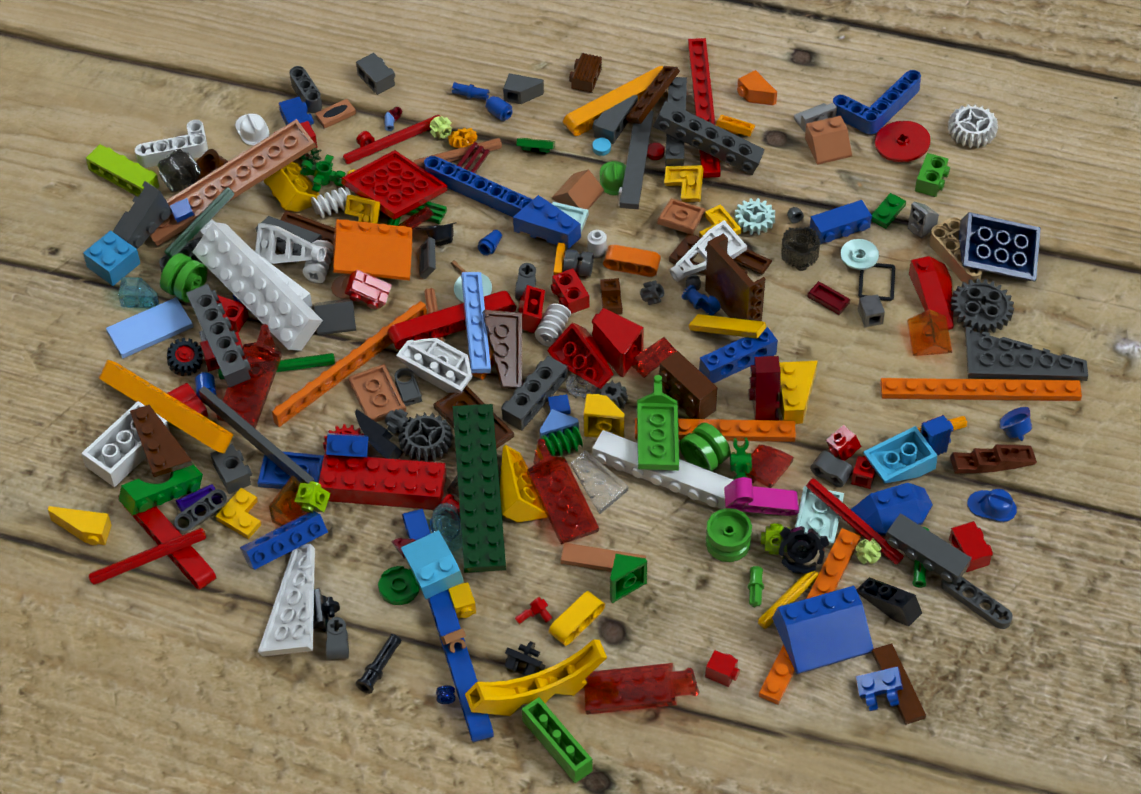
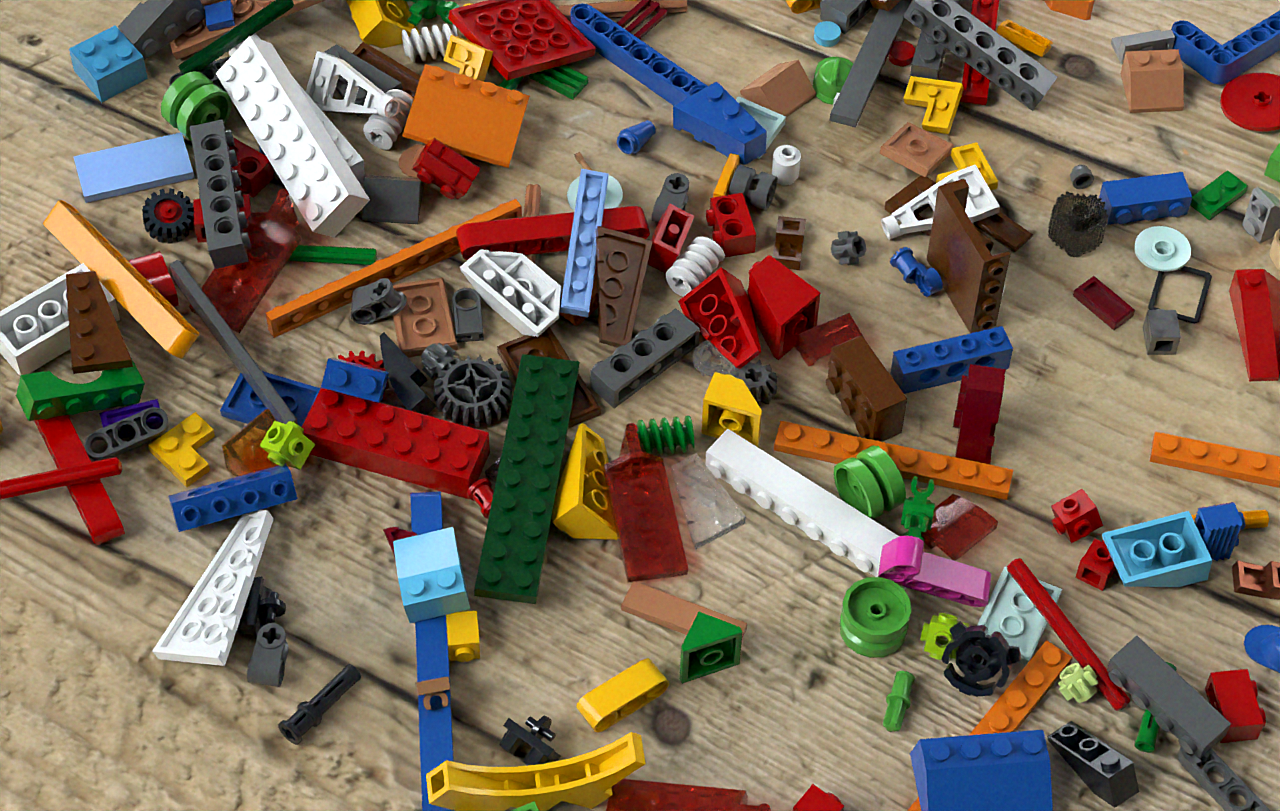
camera: 10 degrees right, 0 degrees up
(137, 294) = (127, 117): clear light blue slope -> none
(207, 380) = (189, 255): blue brick -> none
(232, 478) = (188, 383): dark grey brick -> none
(341, 389) = (375, 302): none -> dark grey piece
(398, 586) = (377, 596): green tile -> none
(417, 218) = (542, 85): clear red tile -> none
(427, 259) = (541, 142): dark grey tile -> none
(441, 233) = (568, 113): black piece -> none
(445, 694) = (403, 769): clear blue bush -> none
(447, 520) = (469, 517): clear light blue piece -> none
(528, 143) = (745, 17): green plate -> none
(538, 606) = (570, 667): red piece -> none
(557, 421) = (665, 404): medium blue slope -> none
(560, 404) = (675, 382): blue tile -> none
(632, 260) = (830, 198): orange beam -> none
(657, 430) = (806, 445): bright green hinge -> none
(693, 280) = (913, 242): dark grey hinge -> none
(727, 326) = (945, 314): yellow tile -> none
(754, 216) = (1022, 168): light aqua gear -> none
(788, 597) = (943, 727): yellow axle -> none
(795, 388) = (1024, 422): yellow wedge -> none
(832, 469) = (1051, 550): dark grey axle -> none
(884, 506) = (1115, 620): blue wedge -> none
(929, 334) = (1240, 381): clear orange slope -> none

